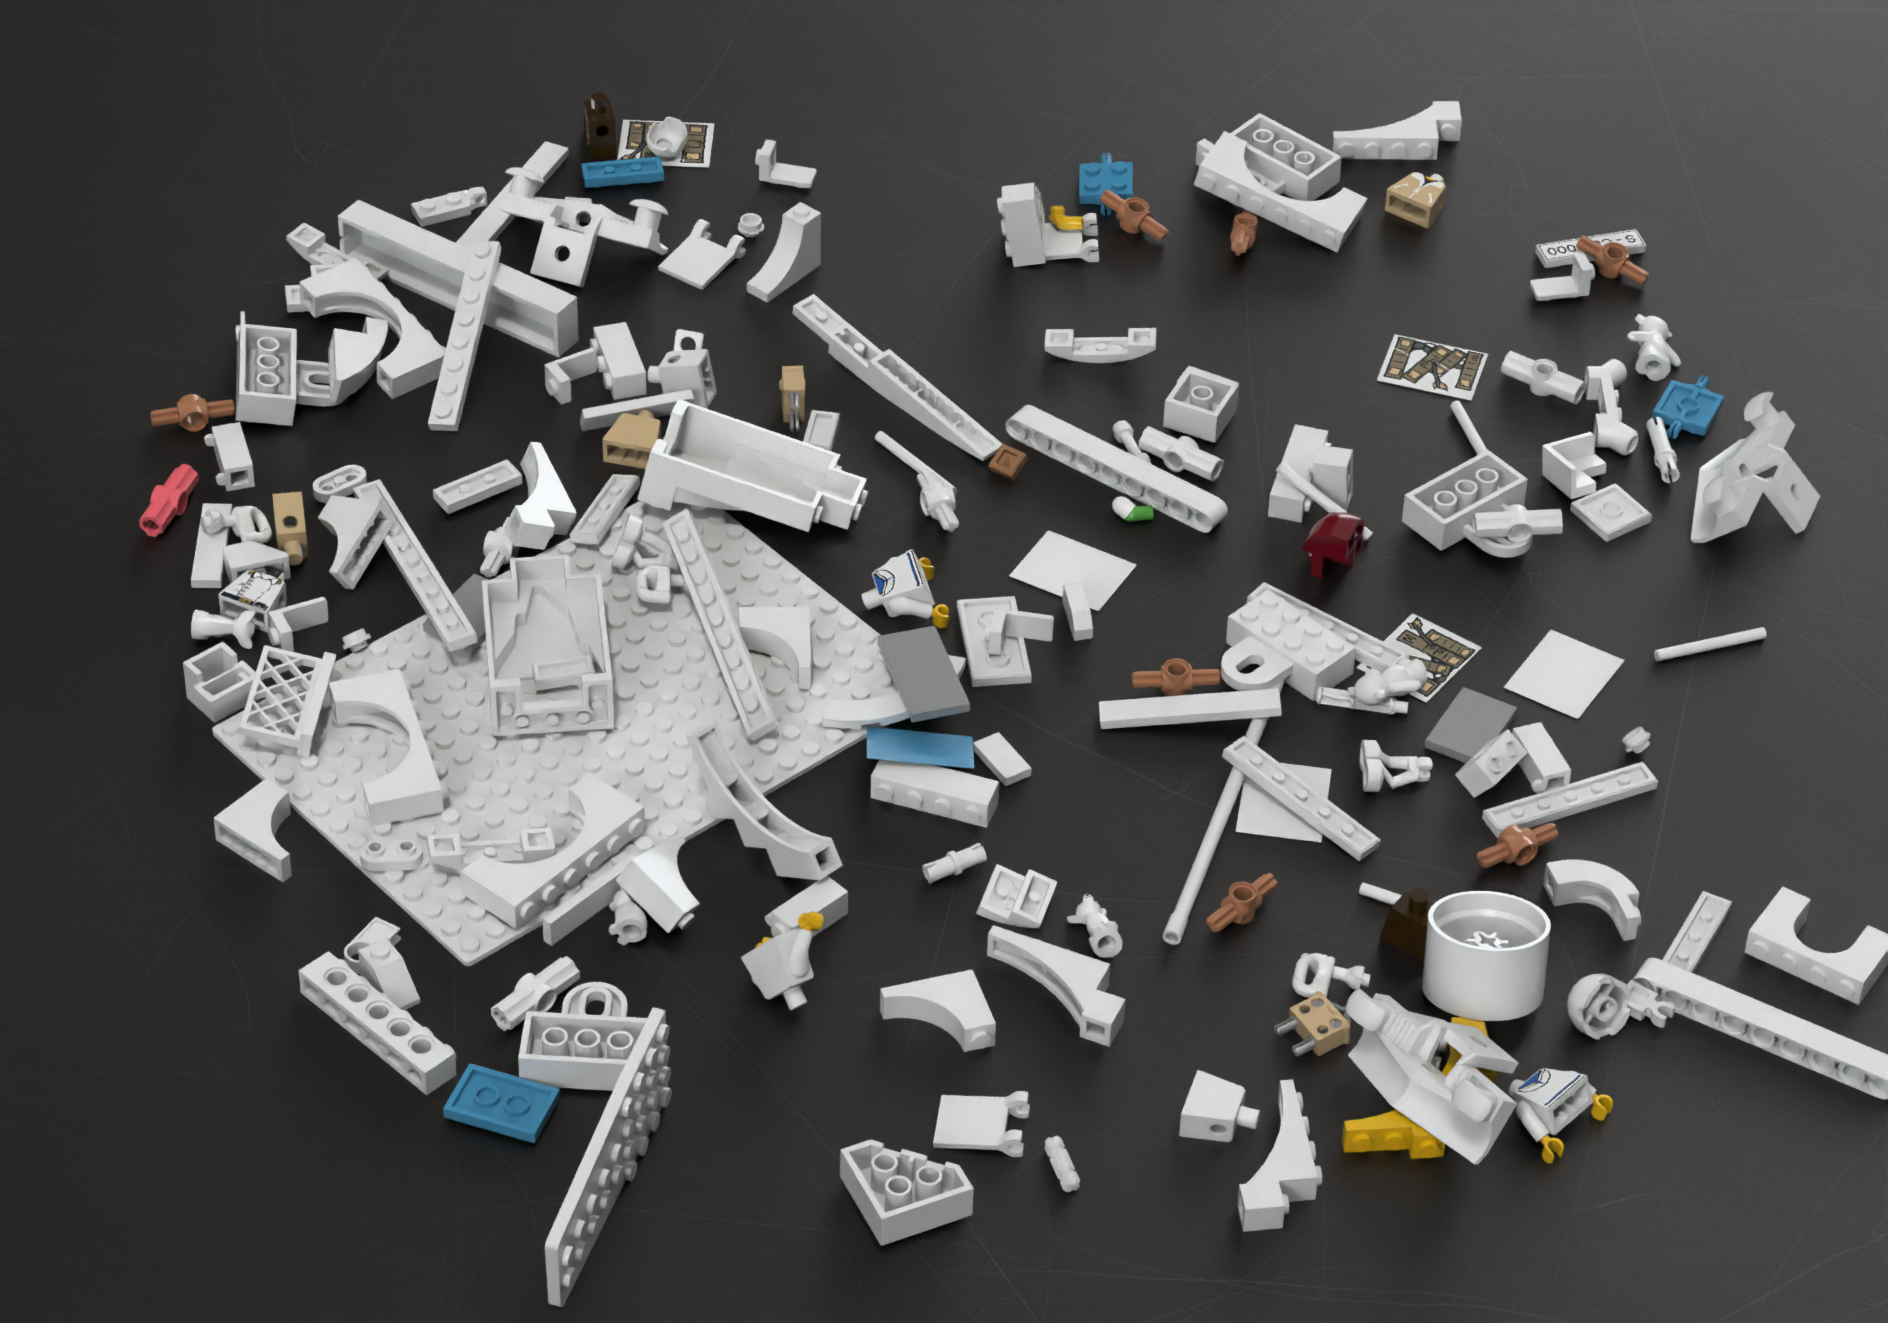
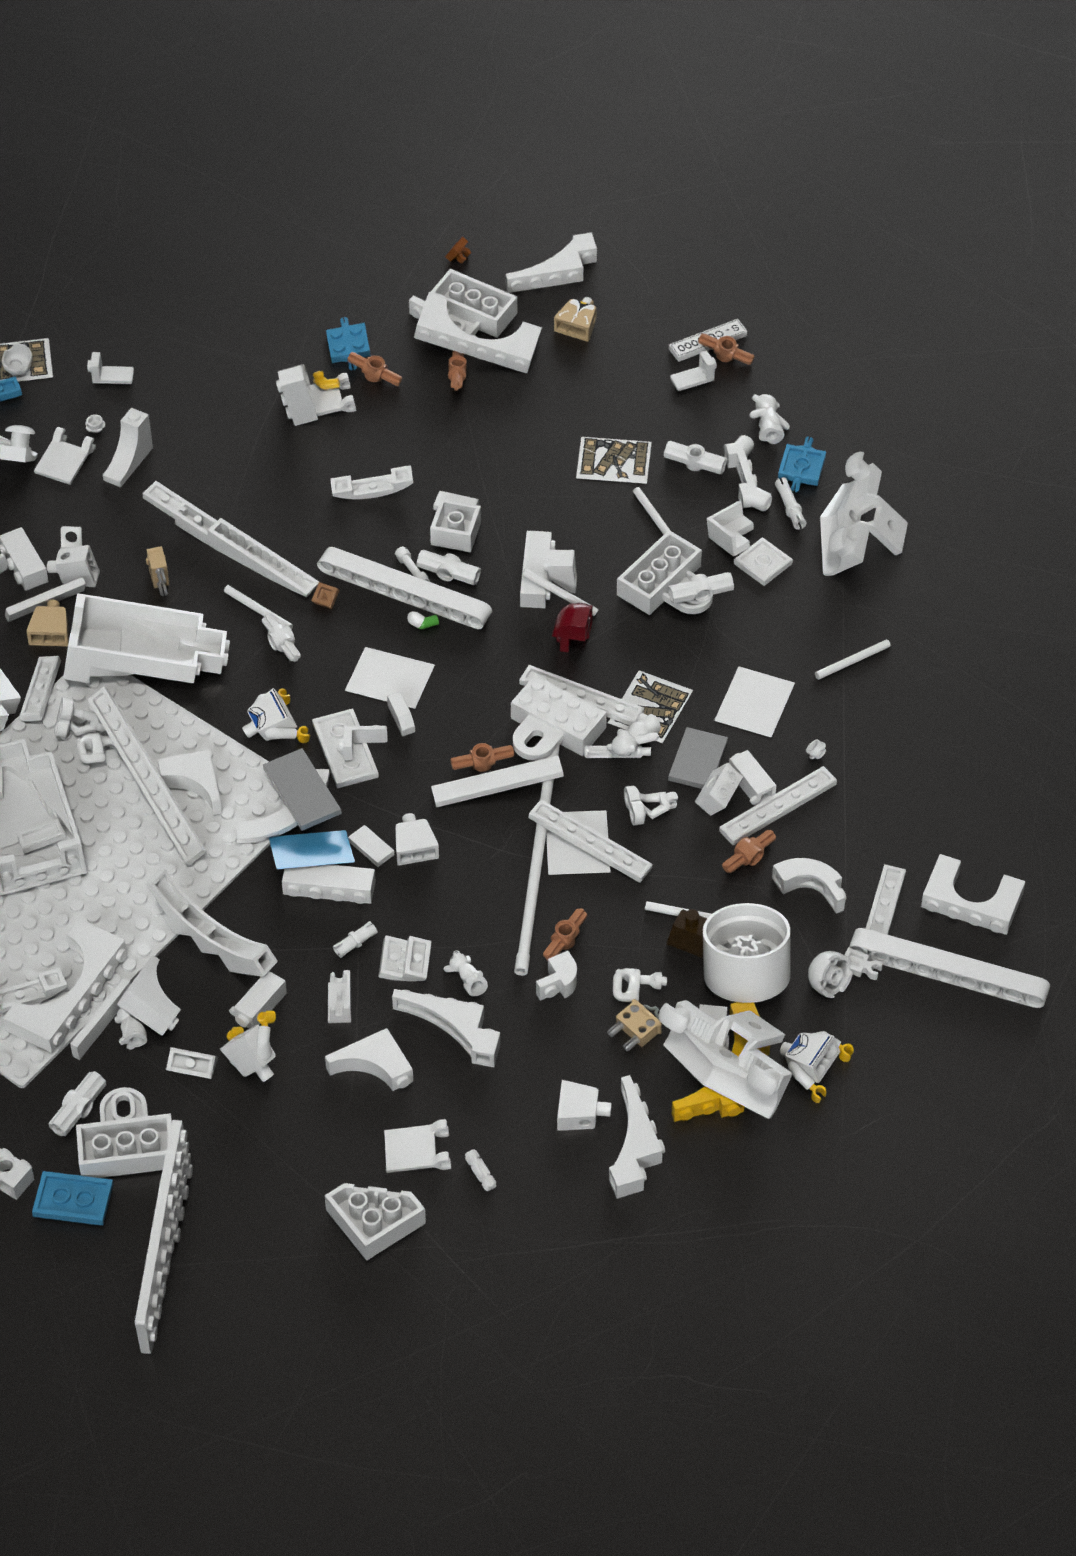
camera: 10 degrees left, 10 degrees up
(700, 972) = (191, 1063): none -> white slope
(822, 429) = (183, 593): white tile -> none
(918, 928) = (339, 998): none -> white hinge
(1062, 761) = (415, 841): none -> white torso
(1223, 953) = (561, 977): none -> white brick
(1276, 99) = (457, 251): none -> dark orange tile

